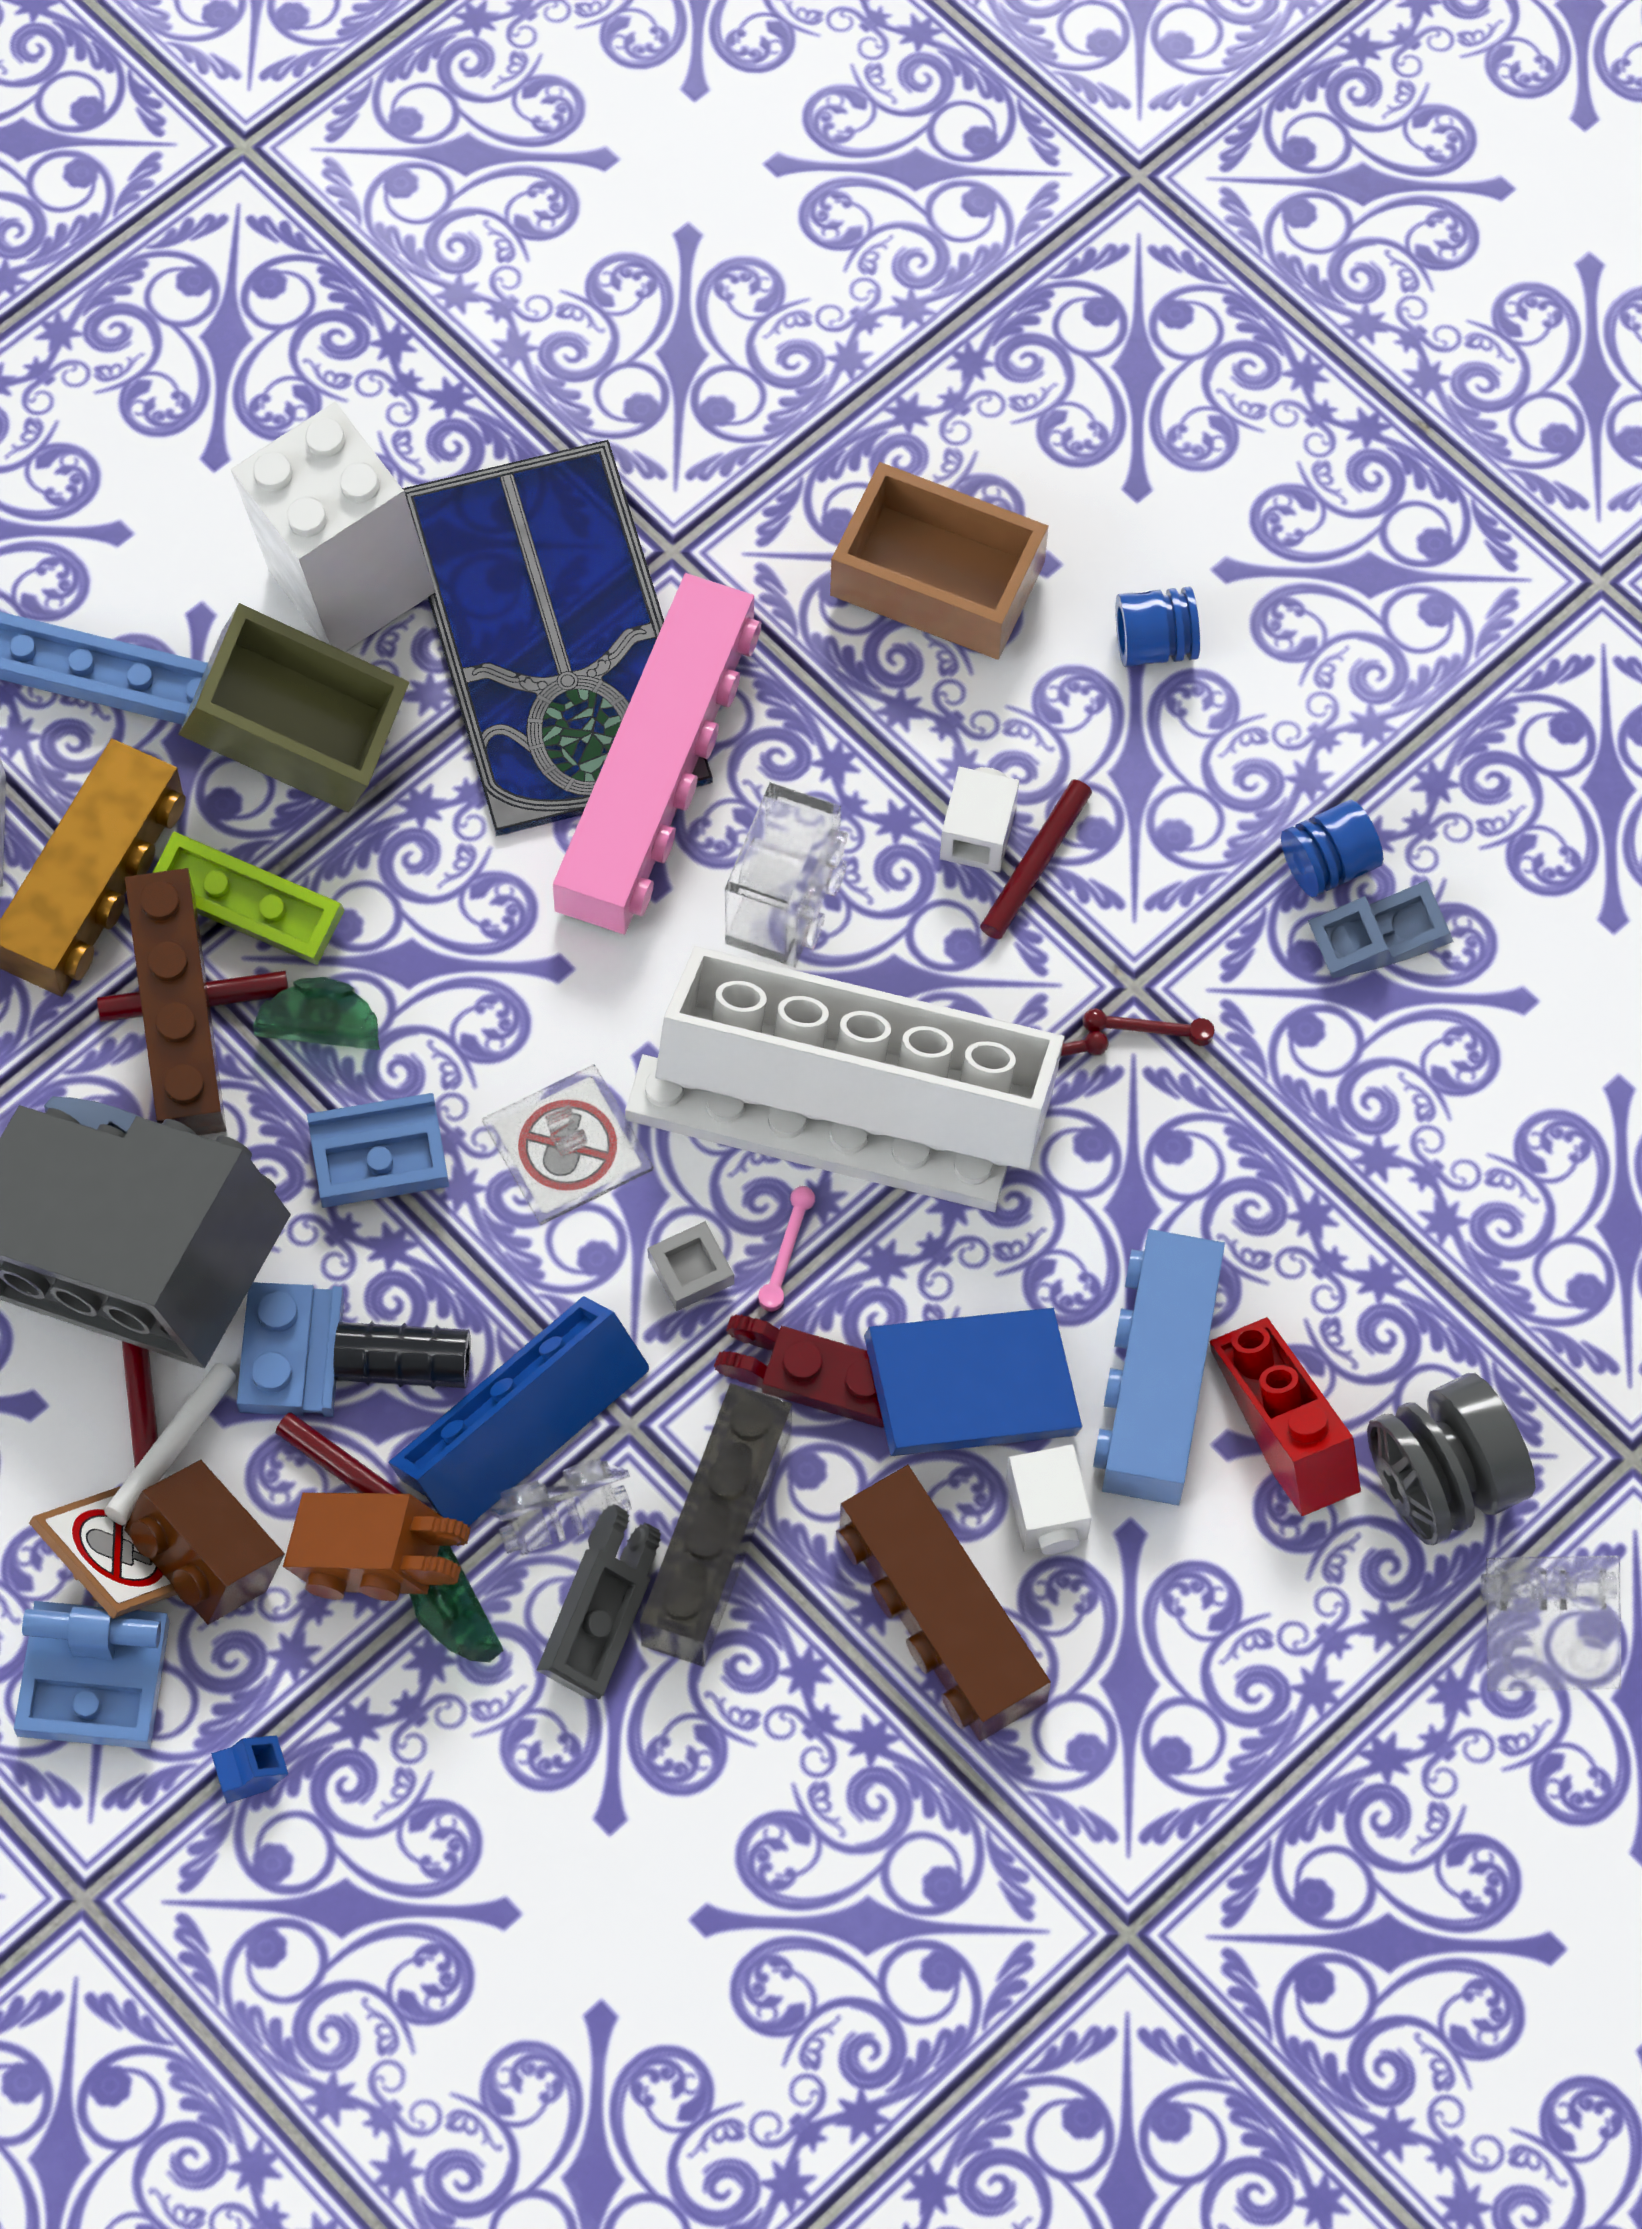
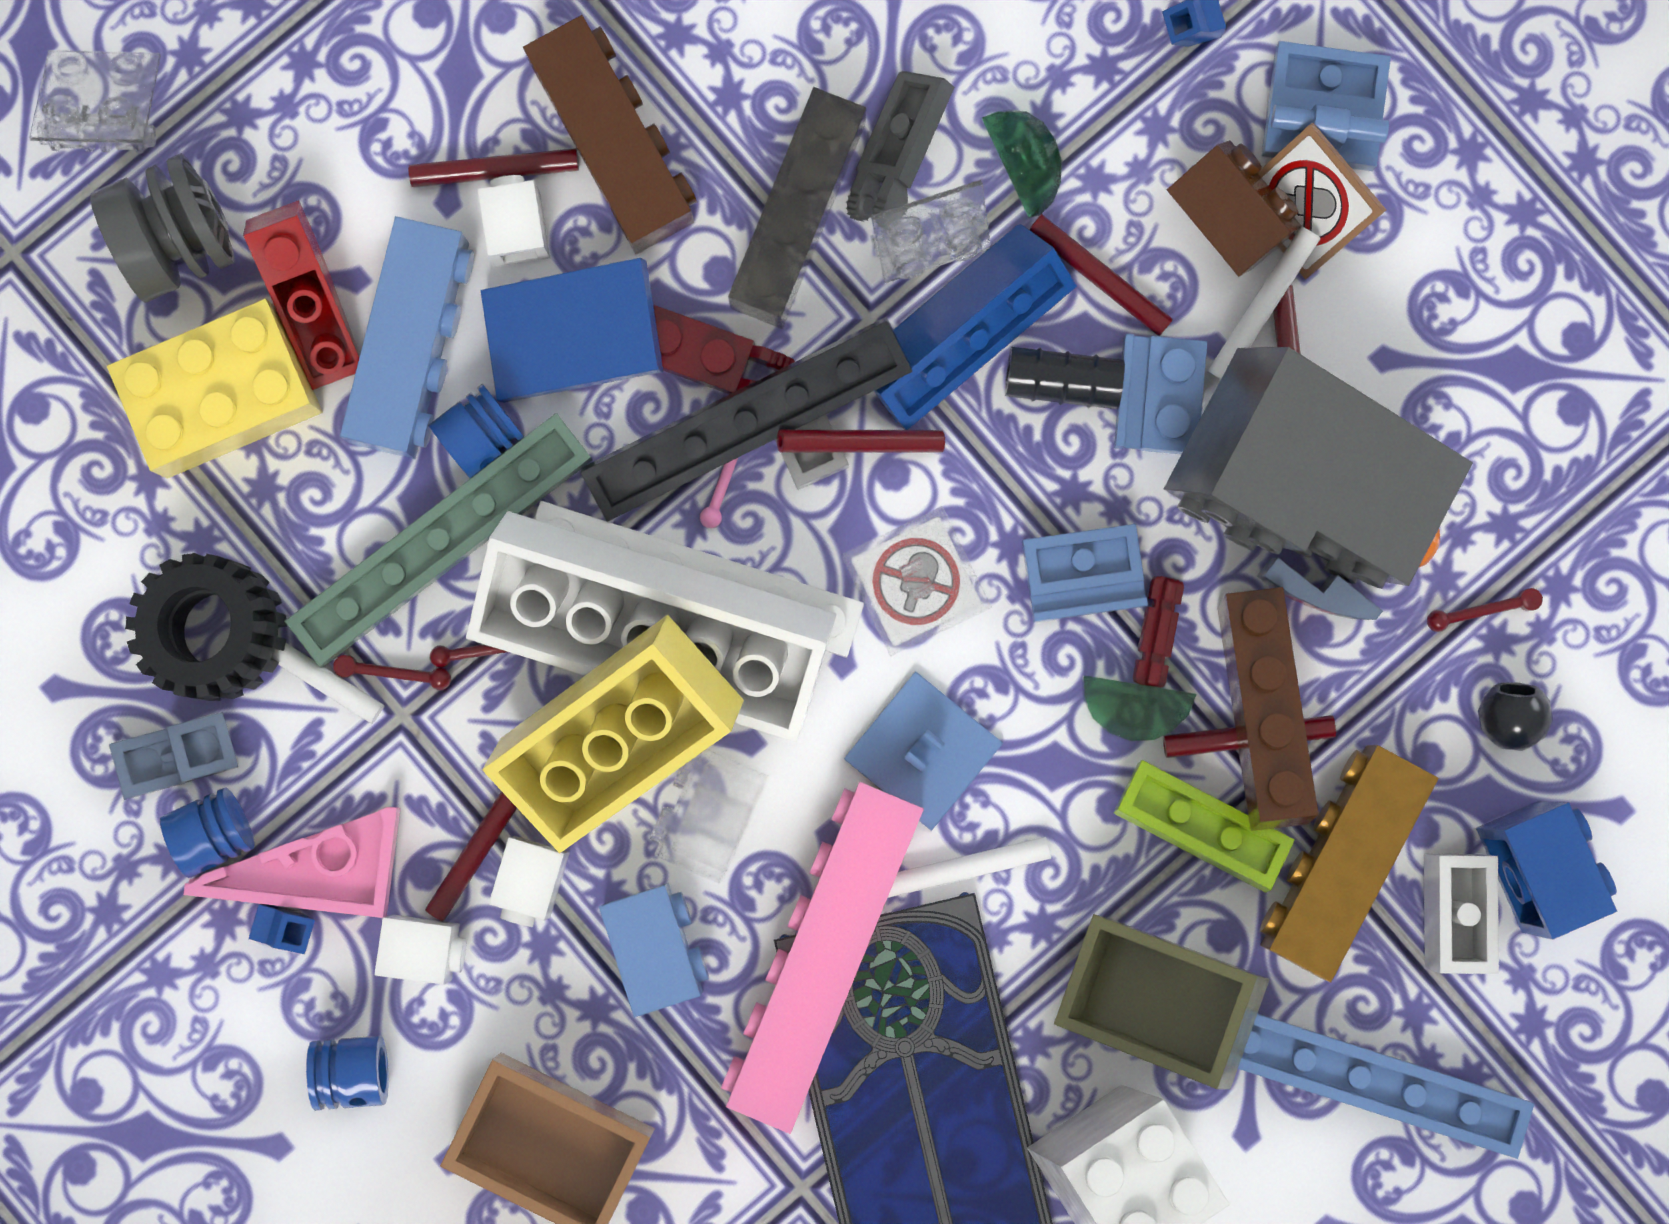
camera: 175 degrees left, 20 degrees up
(294, 1096) = (1158, 631): none -> dark red axle
(371, 1545) = (1092, 189): dark orange hinge -> none
(493, 859) = (970, 866): none -> white bar
(554, 972) = (923, 749): none -> medium blue piece
(634, 1270) = (860, 441): none -> dark red piece
(763, 1283) = (746, 419): none -> black plate
(842, 753) = (653, 949): none -> medium blue brick
(892, 933) = (614, 734): none -> light yellow brick
(1073, 1266) = (475, 431): none -> blue piece
(1081, 1570) = (493, 167): none -> dark red bar
(1092, 746) = (419, 949): none -> white brick
(1104, 1158) = (437, 540): none -> sand green plate
(1199, 820) = (330, 871): none -> bright pink wing
(1242, 764) = (282, 928): none -> blue piece
(1244, 1026) = (328, 683): none -> white bar
(1366, 1001) = (162, 621): none -> black tyre
(1376, 1297) = (213, 389): none -> light yellow piece

